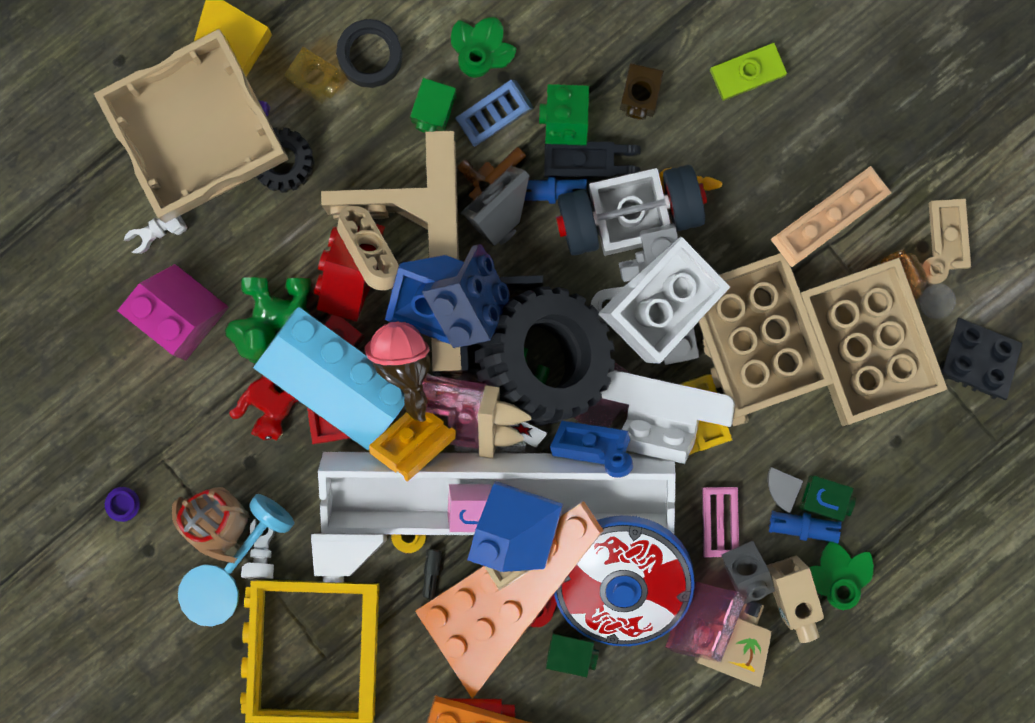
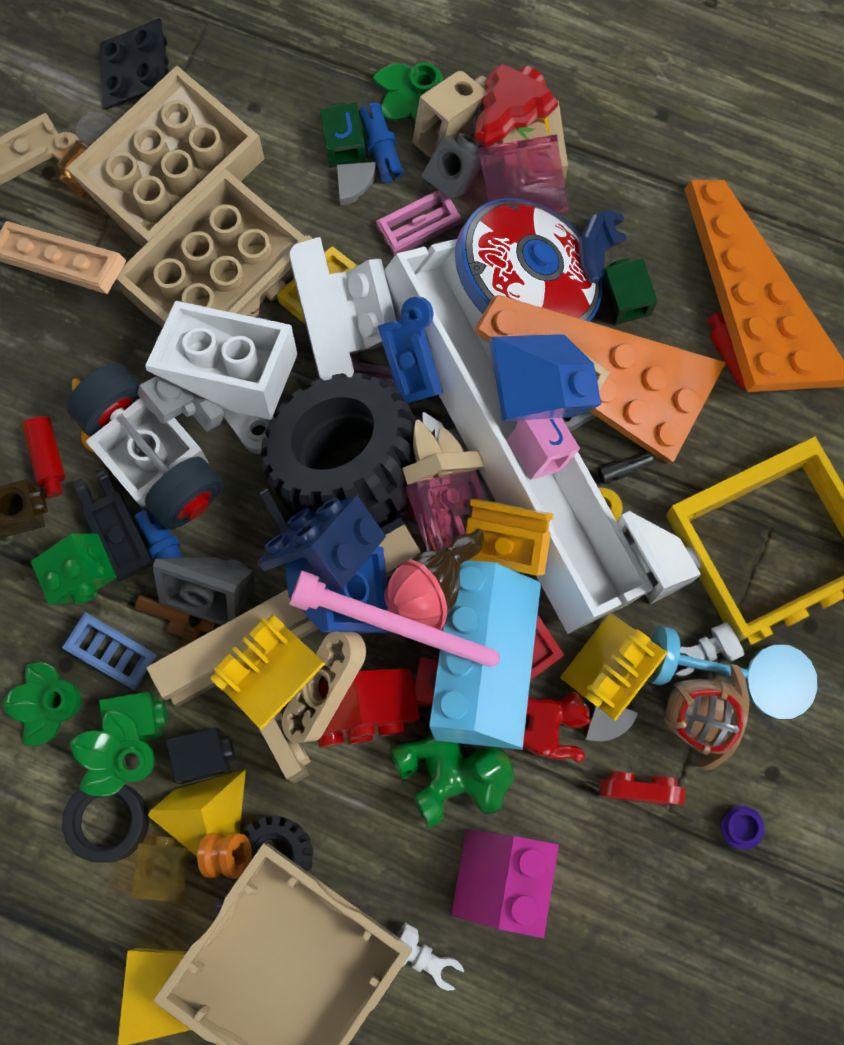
camera: 115 degrees left, 10 degrees down
(178, 457) = (660, 790): none -> red plate
(247, 451) = (605, 728): none -> light grey tile
(282, 472) = (613, 665): none -> yellow hinge
(295, 123) = (224, 855): none -> orange wheel
(336, 125) = (202, 809): none -> yellow slope
(379, 142) = (200, 755): none -> black brick
(398, 213) = (267, 671): none -> yellow hinge
(411, 73) = (106, 752): none -> green plate
(428, 268) = (312, 593): none -> bright pink piece
(625, 652) = (596, 239): none -> dark blue piece
(674, 134) = (44, 454): none -> red cylinder
(770, 642) = (512, 102): none -> red rock

